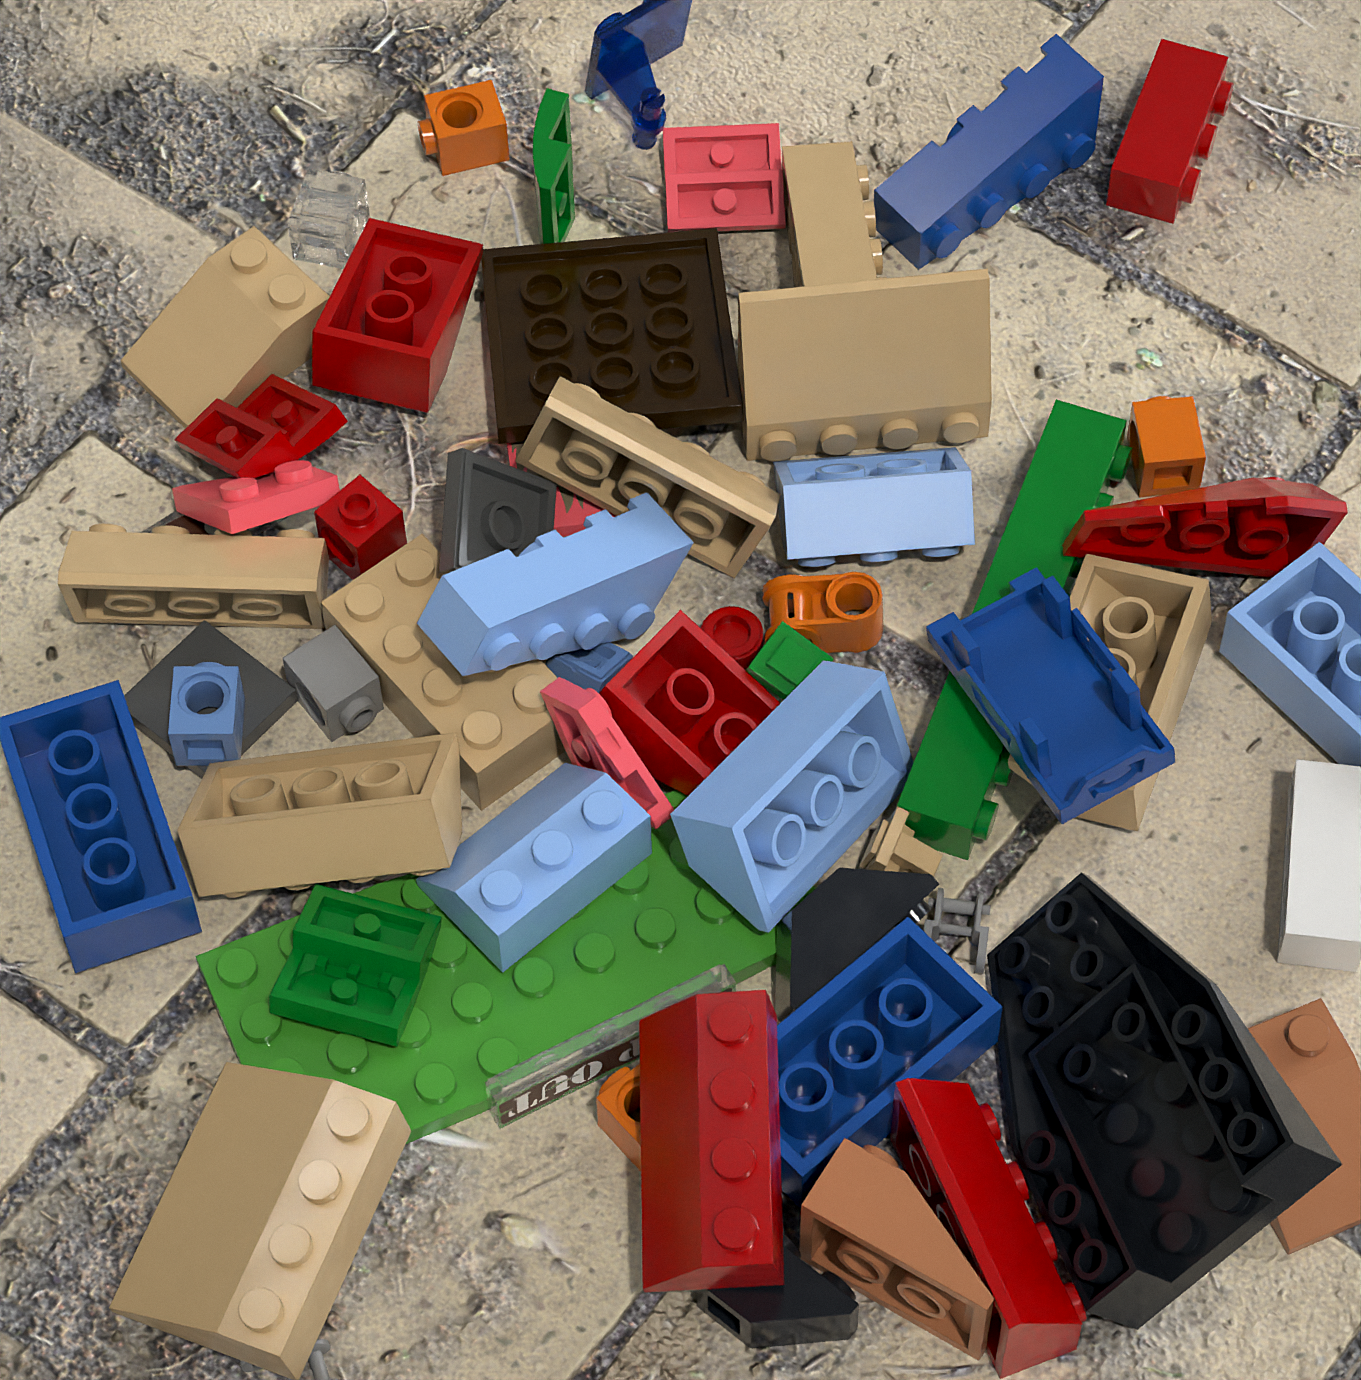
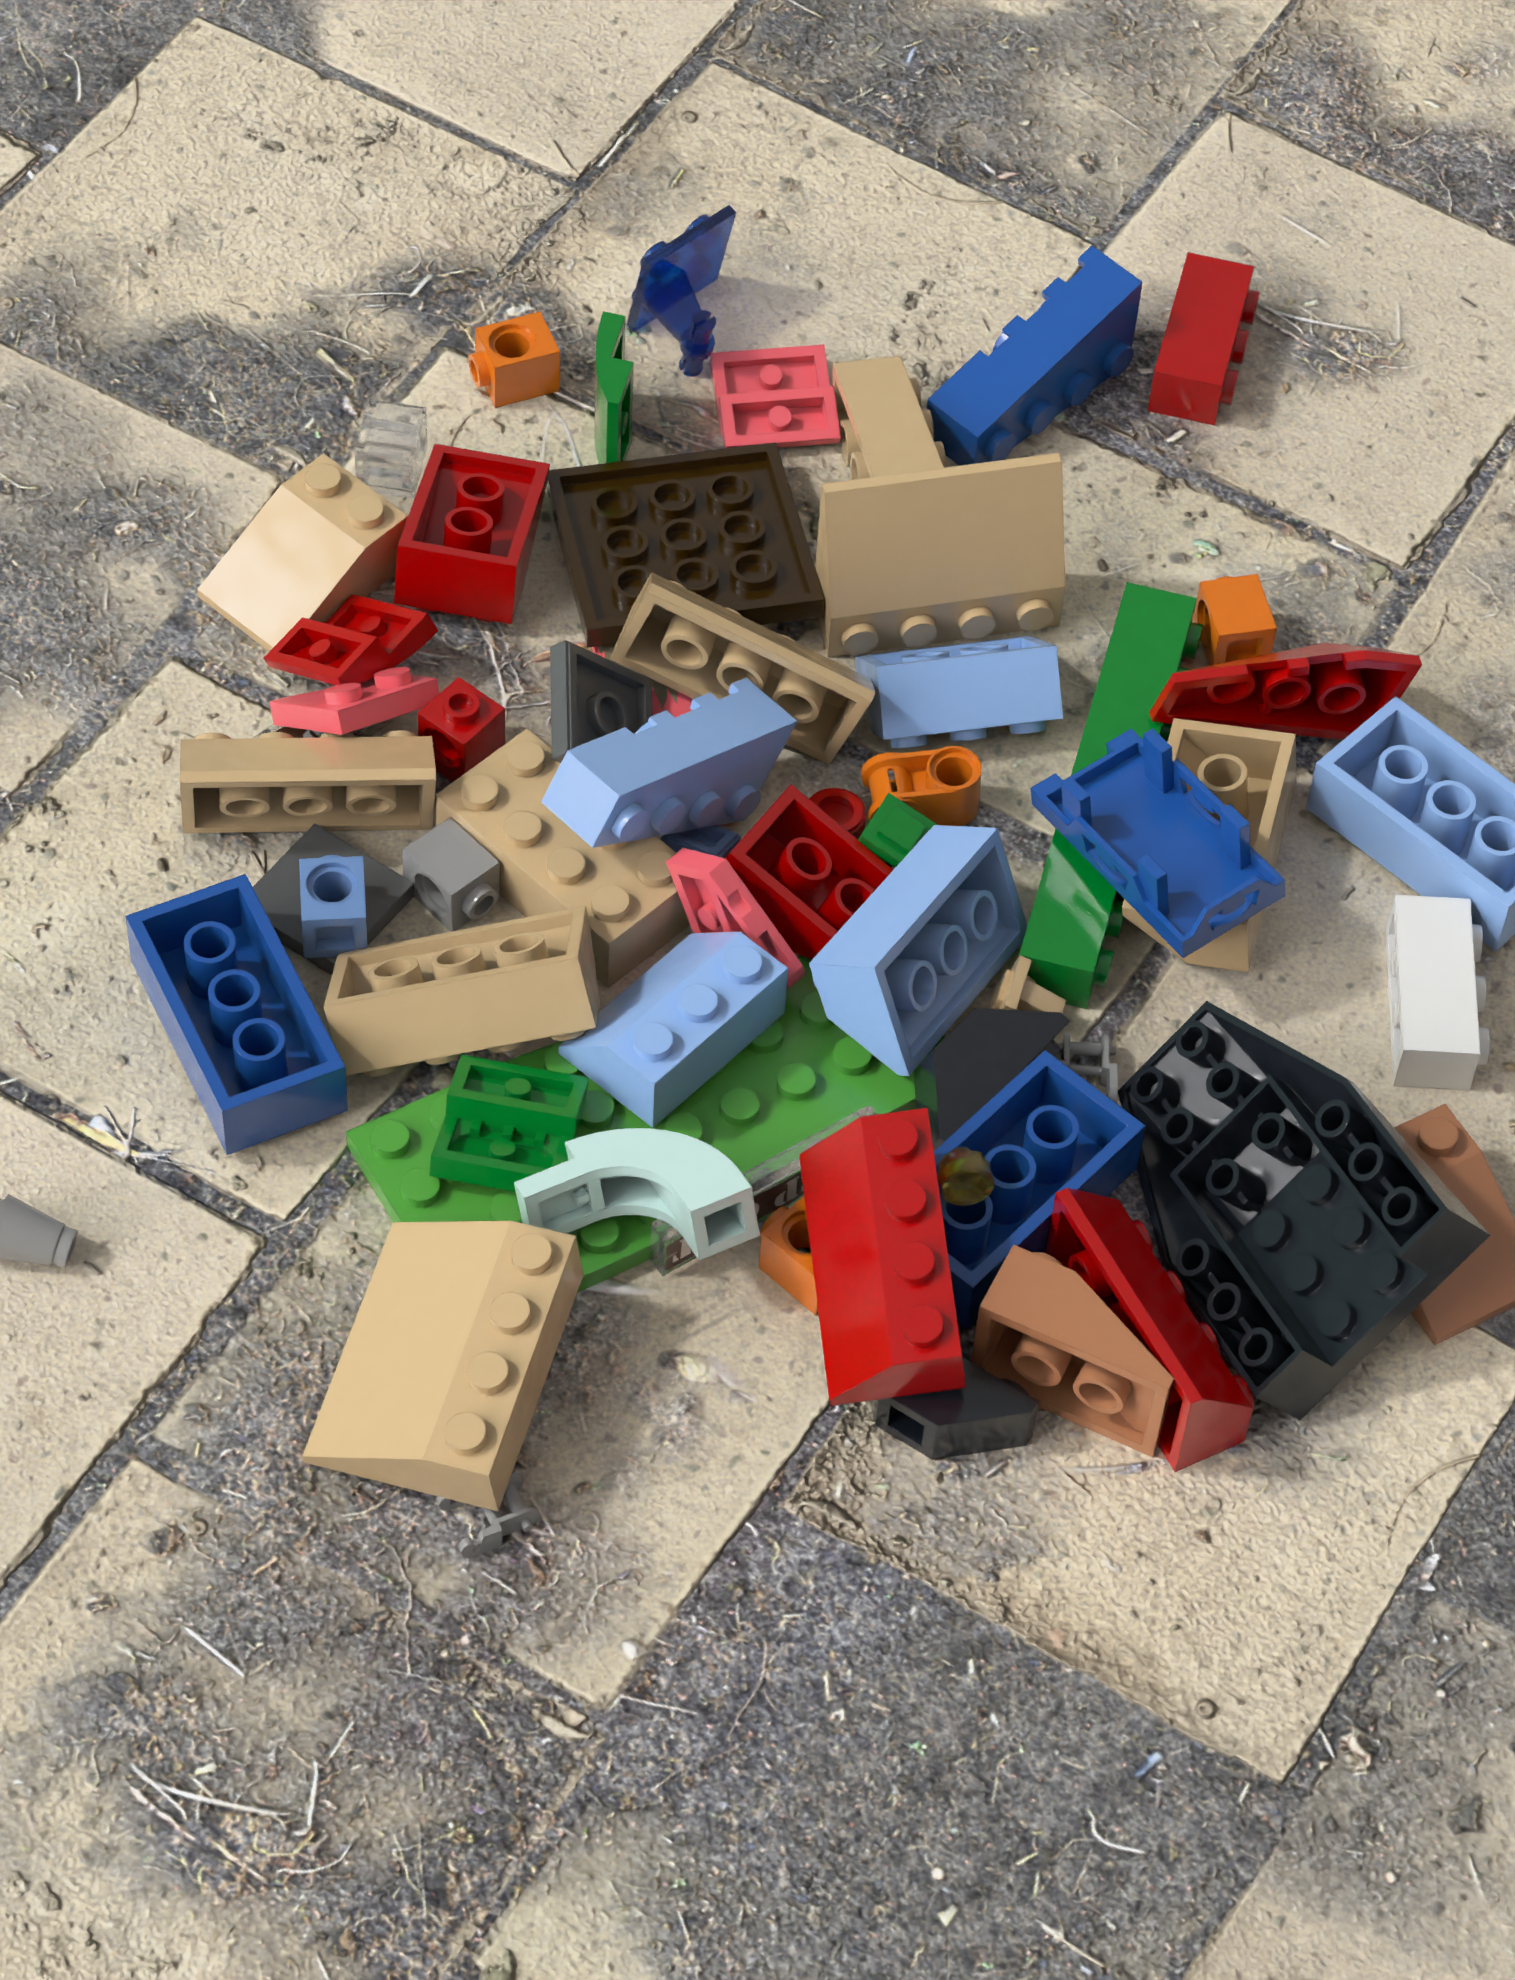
camera: 10 degrees left, 5 degrees down
(479, 1031) = (644, 1175): none -> light aqua arch
(805, 1056) = (965, 1177): none -> clear yellow hinge

